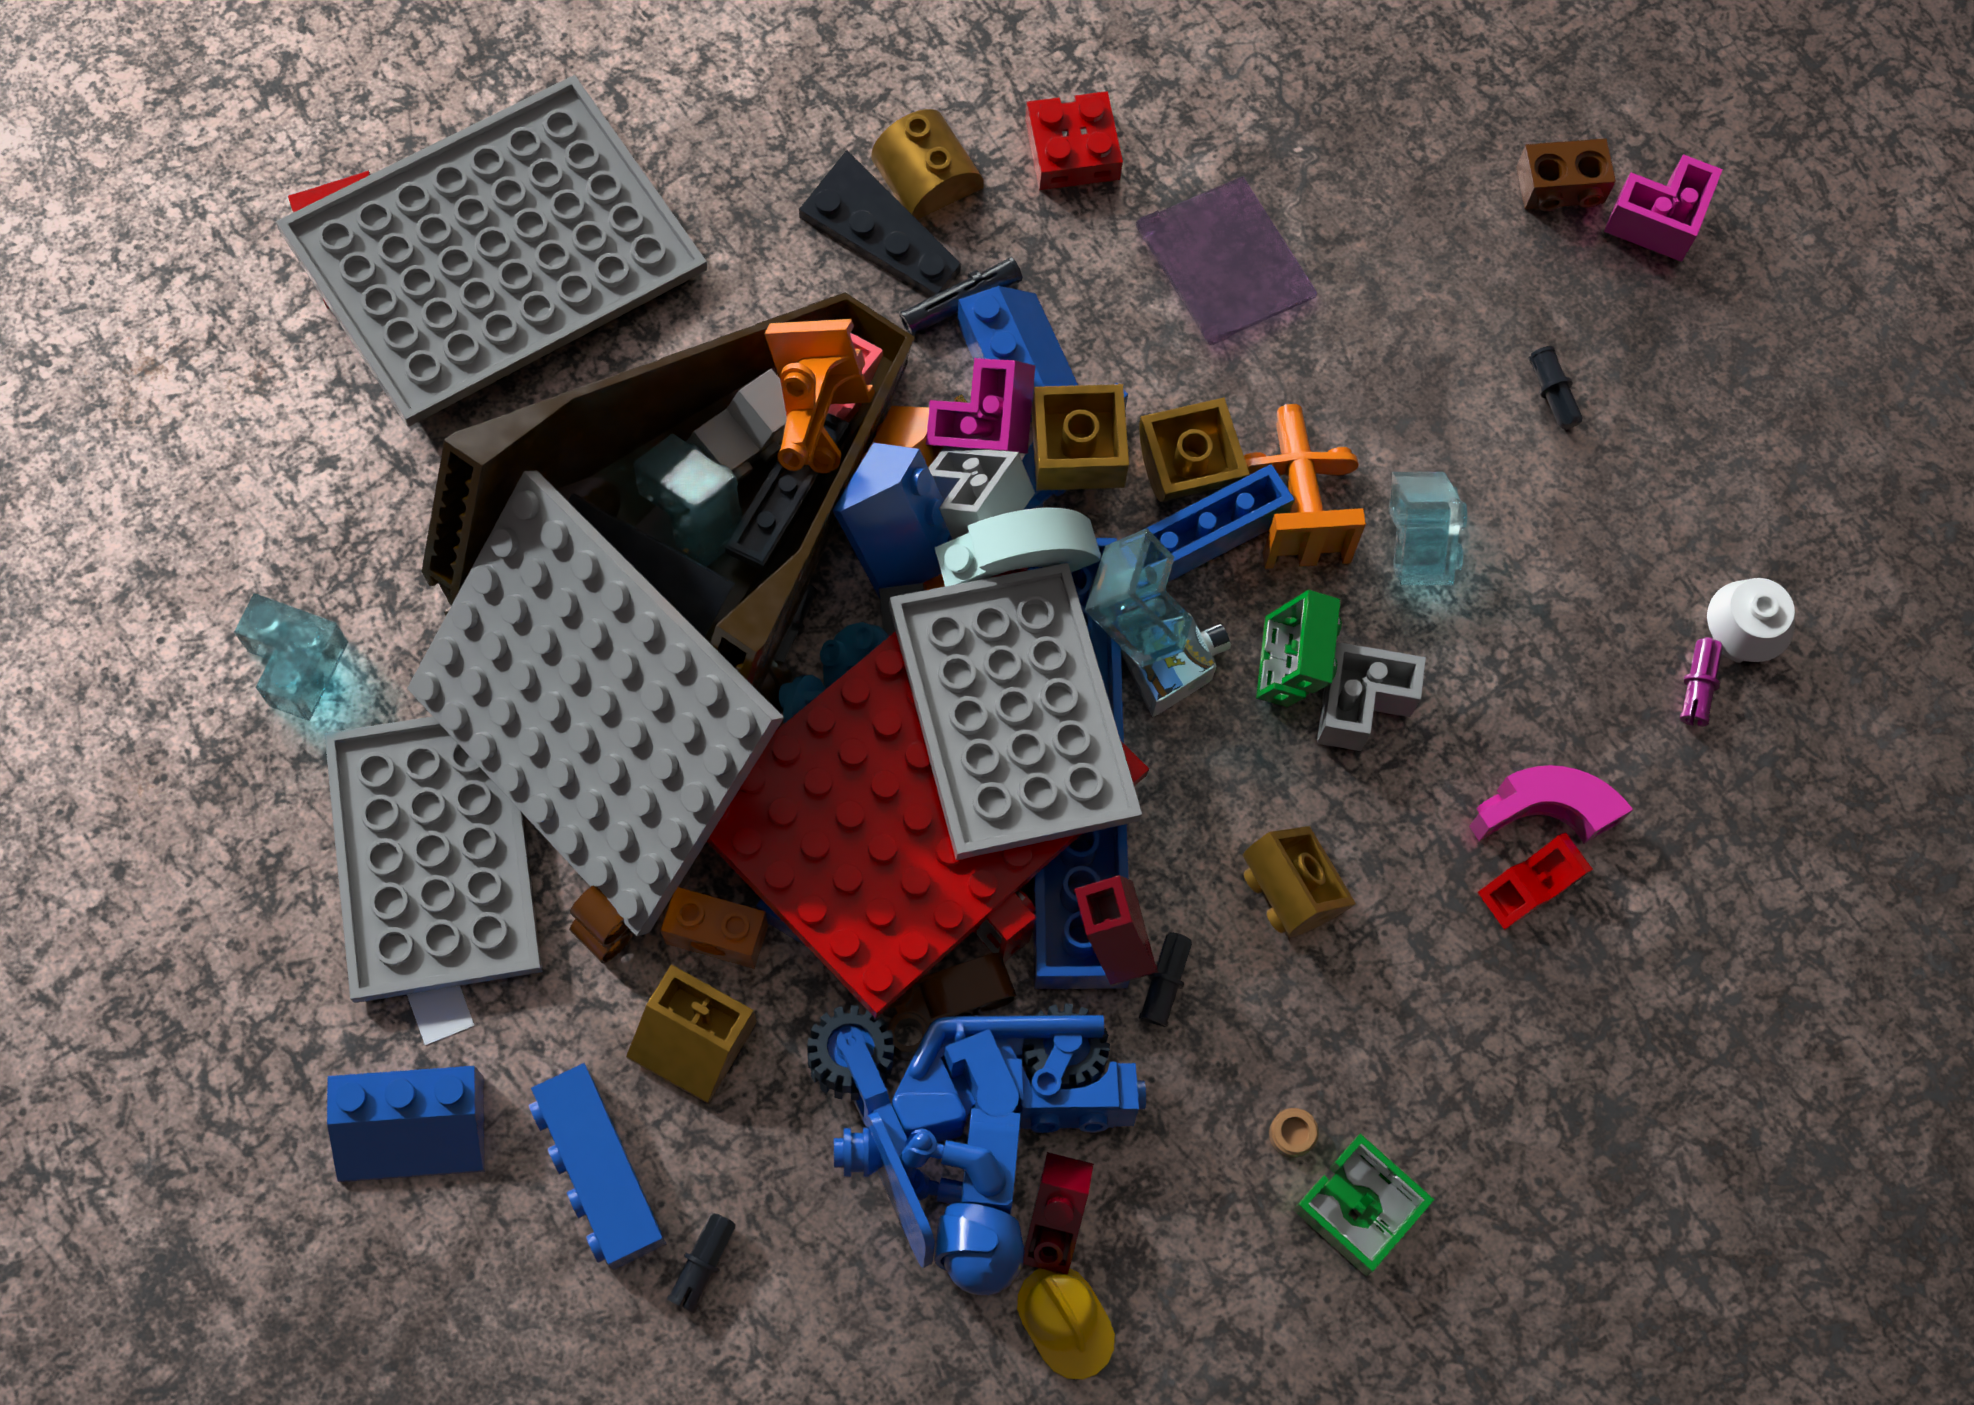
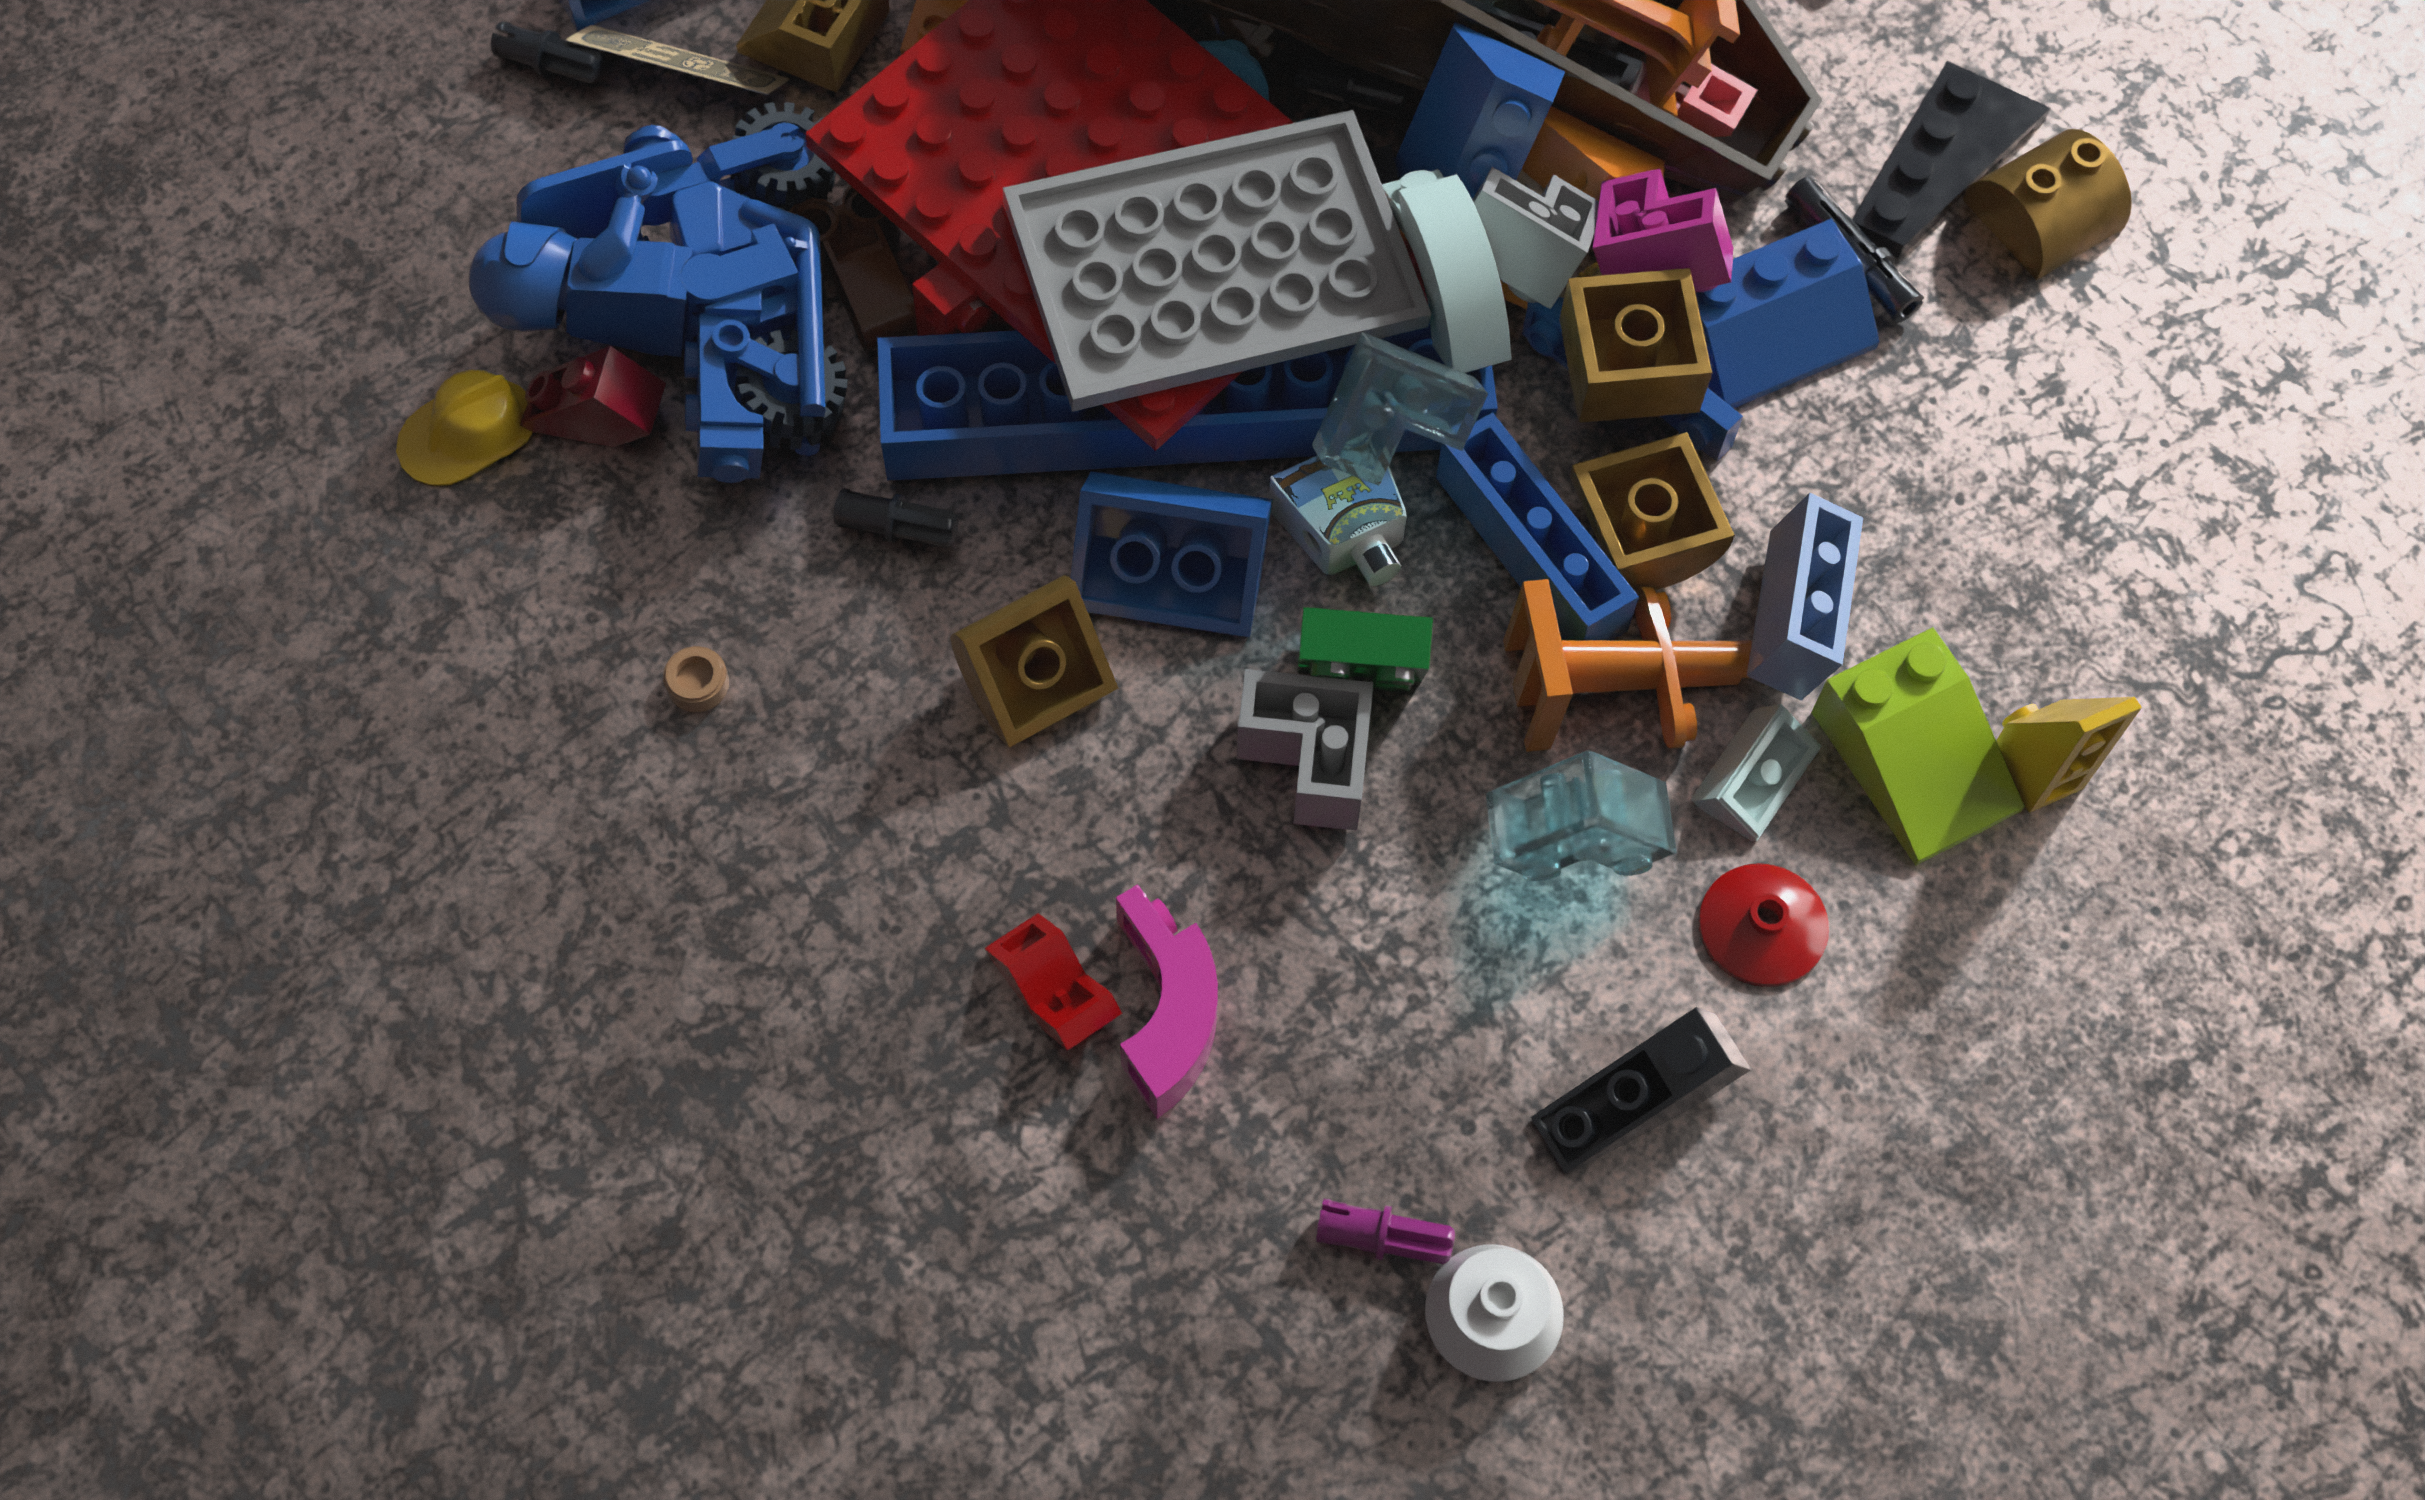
camera: 90 degrees right, 5 degrees down
(716, 1152) = (678, 59): none -> sticker
(1077, 156) = (2109, 383): red piece -> none
(1116, 929) = (930, 396): dark red slope -> none
(1202, 781) = (1170, 553): none -> blue slope
(1226, 260) = (1989, 572): clear purple piece -> none
(1261, 363) = (1805, 597): none -> medium blue brick
(1355, 318) = (1919, 745): none -> lime slope
(1368, 421) = (1757, 771): none -> light aqua slope
(1377, 226) = (2061, 745): none -> yellow slope
(1384, 1213) = (589, 714): piece -> none
(1469, 446) = (1757, 950): none -> red dish
(1555, 387) = (1853, 1030): black axle -> none
(1563, 166) = (2253, 1045): reddish brown brick -> none
(1602, 514) = (1642, 1090): none -> black slope
(1663, 215) = (2192, 1204): dark pink brick -> none

